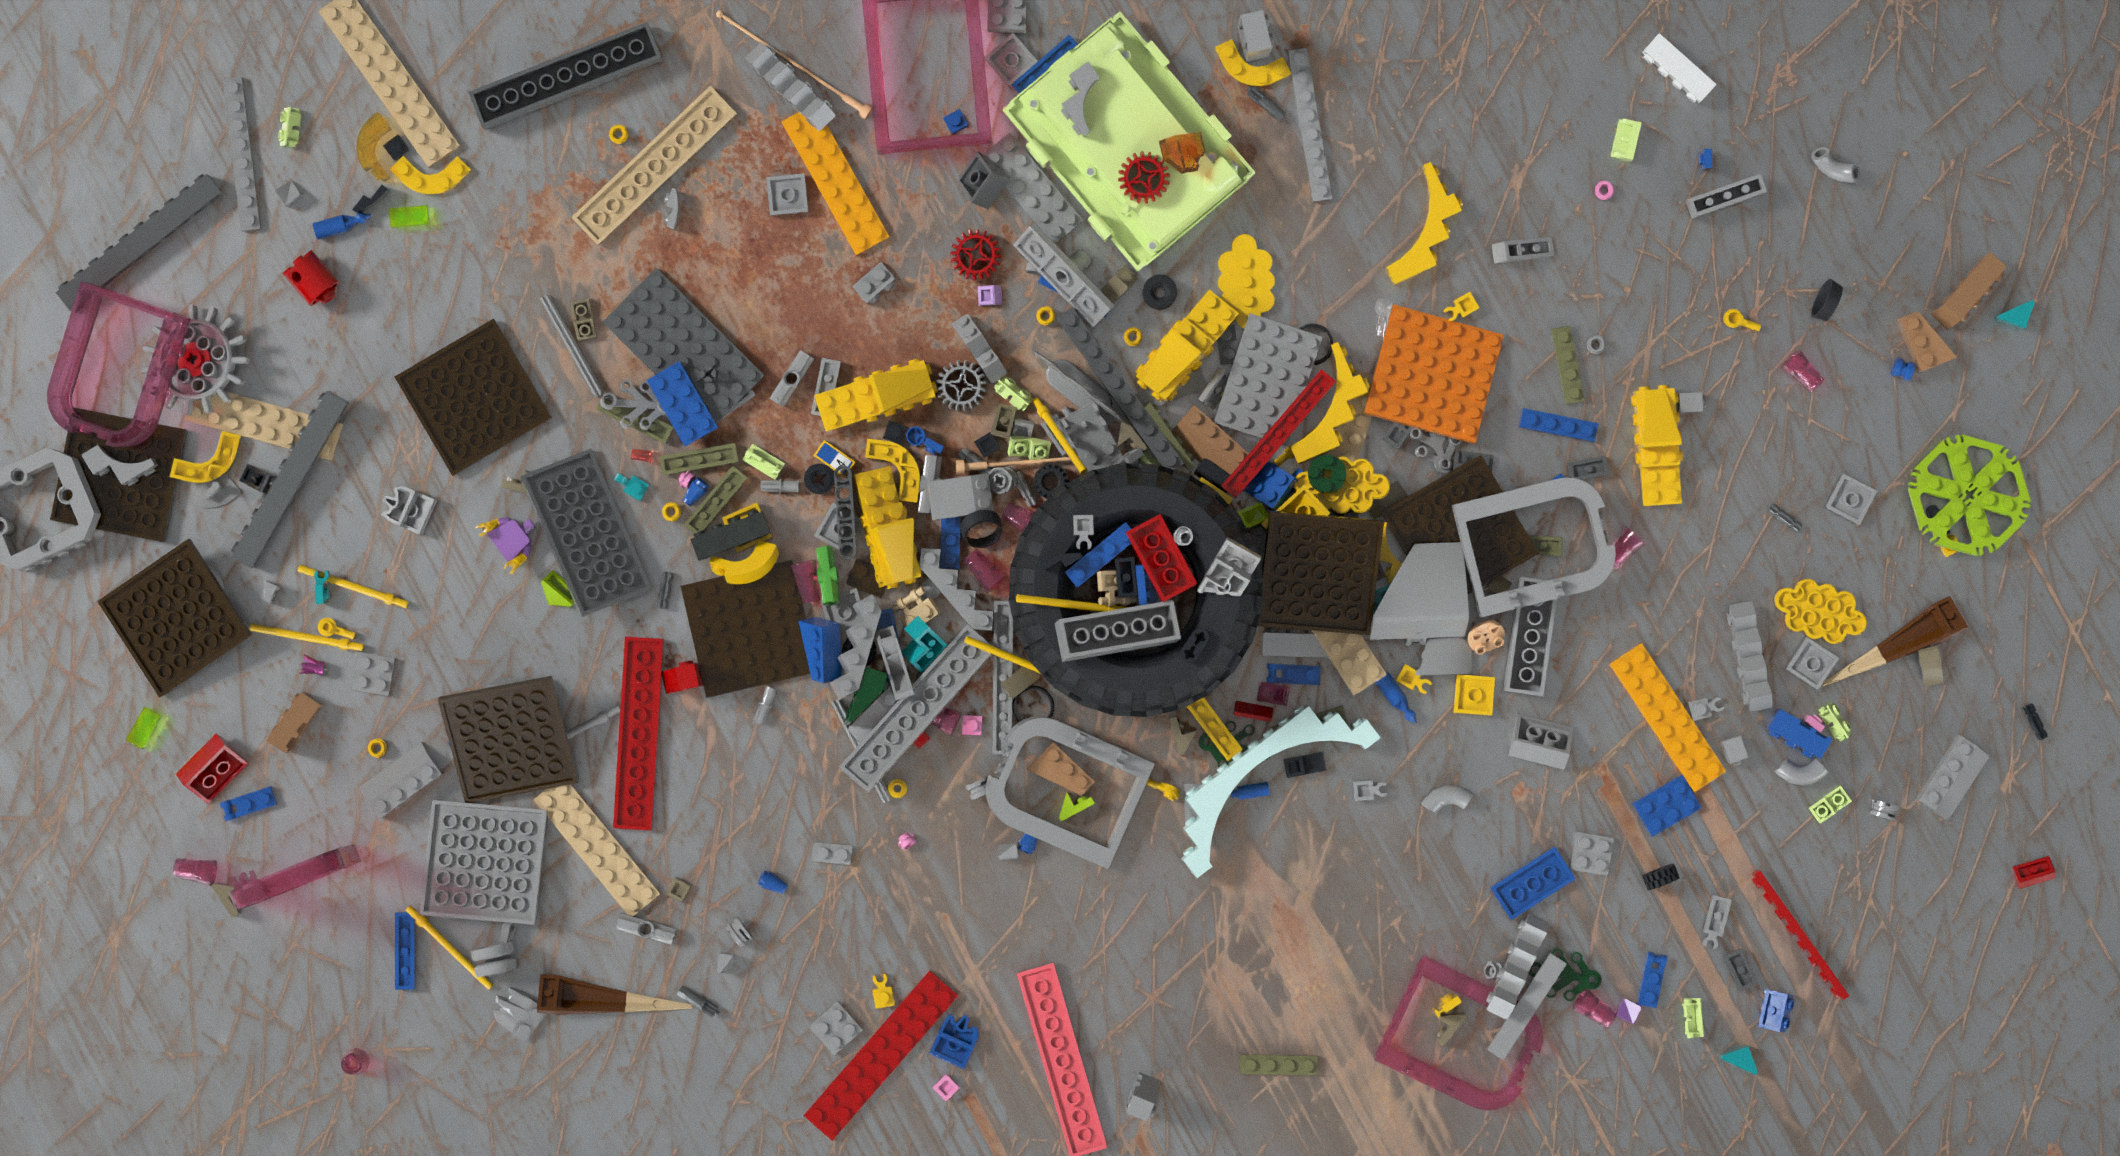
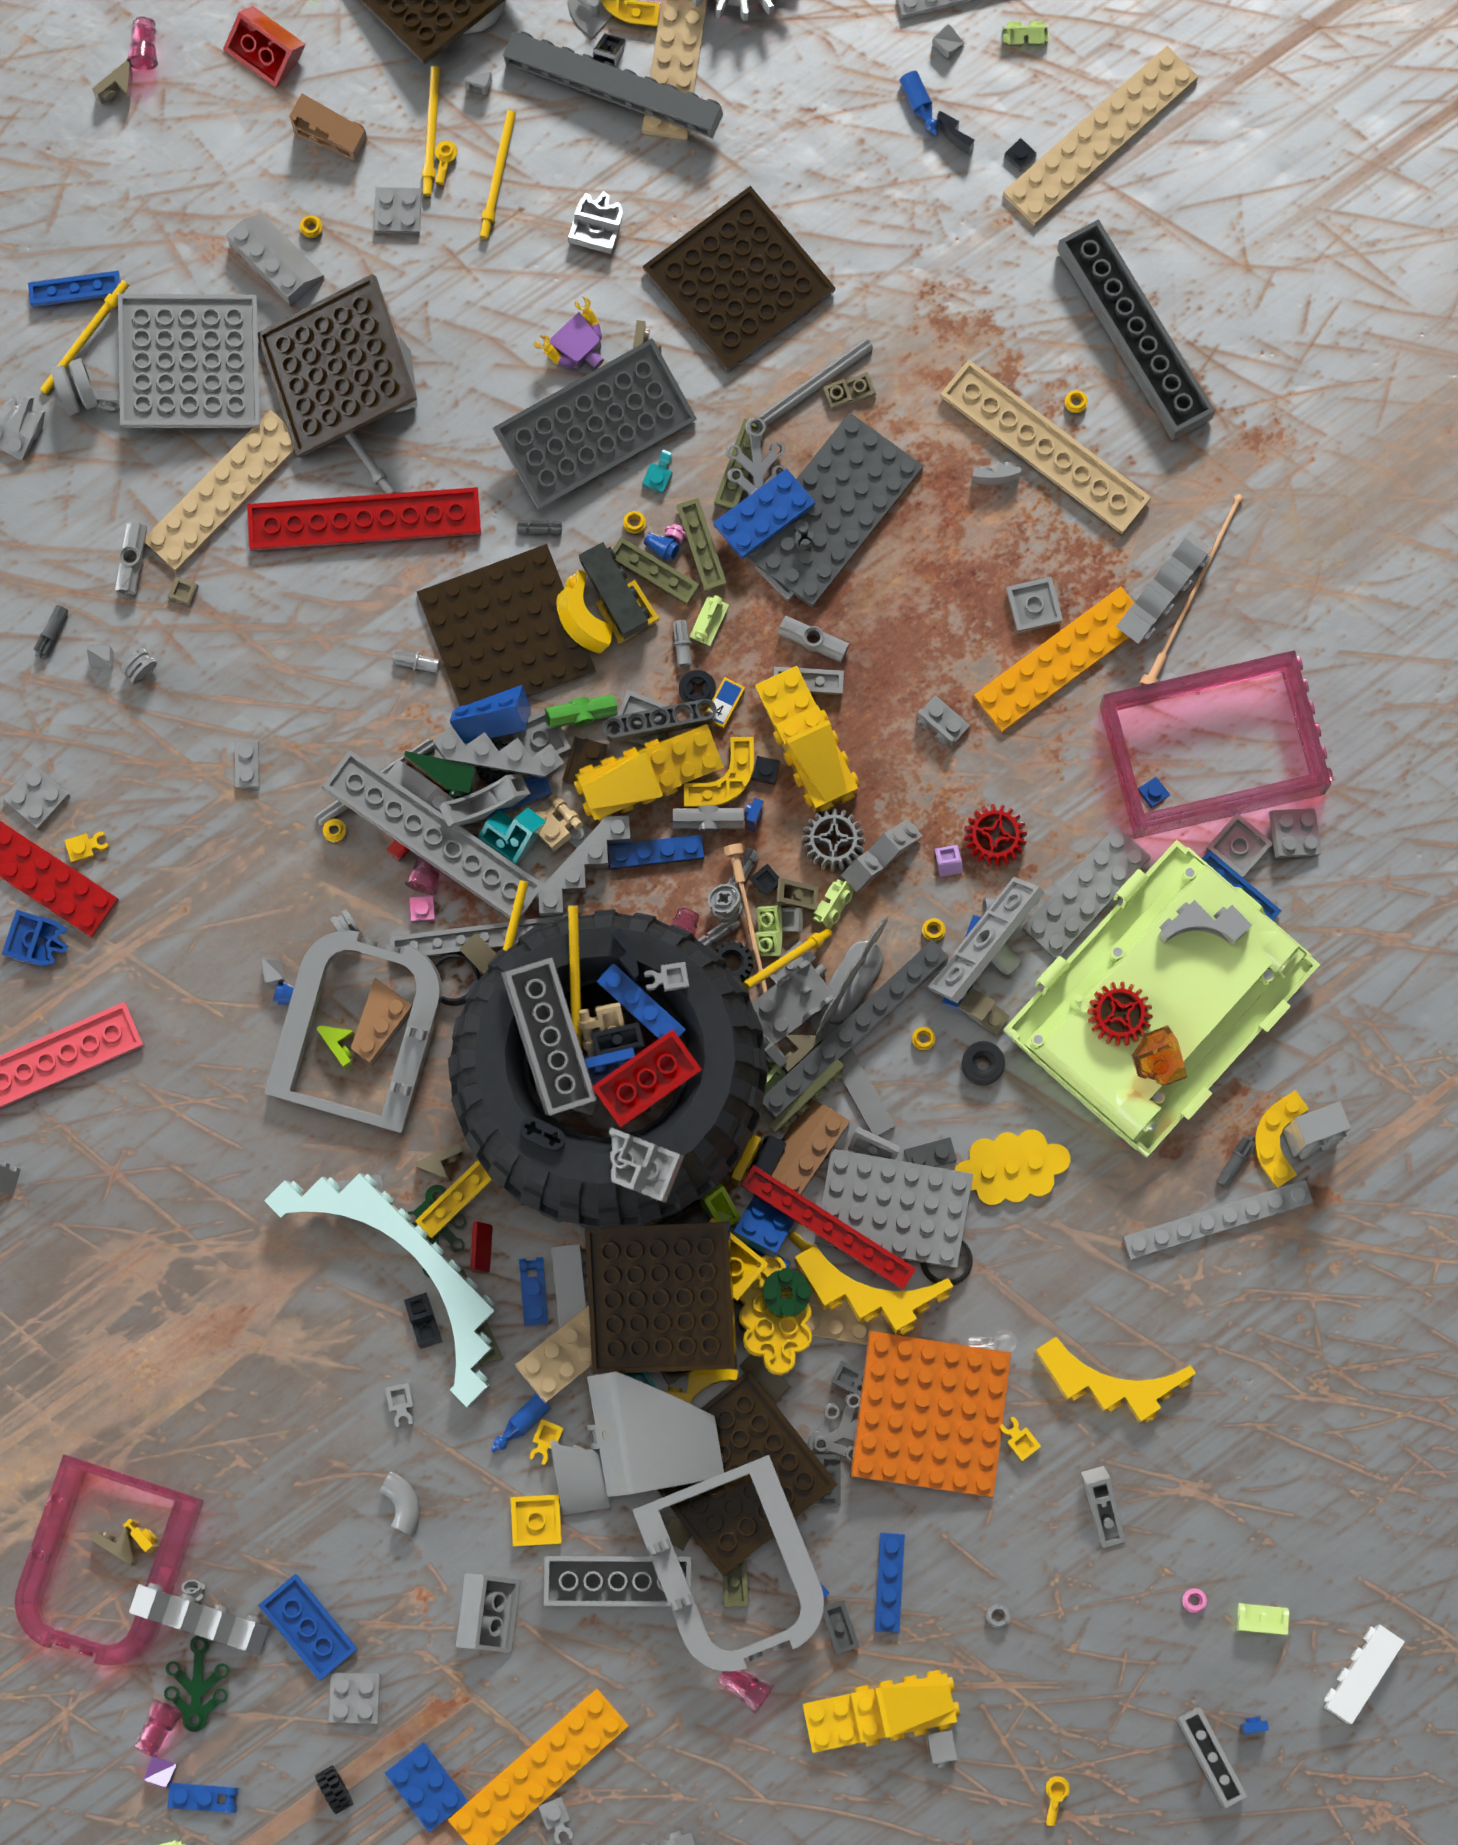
camera: 85 degrees right, 10 degrees down
(249, 803) = (229, 94): blue plate -> none
(259, 890) = (142, 135): clear pink door -> none
(312, 279) = (851, 77): red cylinder -> none
(313, 666) = (397, 146): flat silver piece -> none
(321, 592) = (489, 137): teal plate -> none
(367, 140) = (1020, 119): clear yellow arch -> none
(409, 216) = (941, 178): clear neon green plate -> none
(433, 183) = (984, 200): yellow plate -> none
(556, 590) = (522, 399): lime slope -> none
(570, 996) = (40, 485): reddish brown plate -> none
(641, 455) = (697, 479): clear red piece -> none
(682, 677) = (438, 560): red wedge -> none
(772, 882) = (203, 697): blue cone -> none
(807, 580) = (575, 686): clear pink plant -> none
(906, 841) = (271, 849): bright pink plate -> none
(913, 436) = (764, 789): blue wheel -> none
(959, 496) = (697, 854): light grey slope -> none
(979, 517) = (676, 880): black tyre -> none
(982, 180) = (1086, 830): dark grey slope -> none
(984, 570) = (613, 894): clear pink plant -> none
(1170, 792) = (369, 1158): yellow plate -> none
(1185, 347) = (919, 1101): yellow wedge -> none
(1186, 539) = (672, 1104): light grey plate -> none
(1251, 791) = (382, 1258): blue cylinder -> none
(1273, 693) = (506, 1269): clear pink slope -> none
(1278, 1064) = (46, 1338): olive plate -> none
(1486, 636) = (610, 1524): light nougat plate -> none
(1526, 1006) = (150, 1637): light grey tile -> none
(1567, 365) = (967, 1583): olive plate -> none

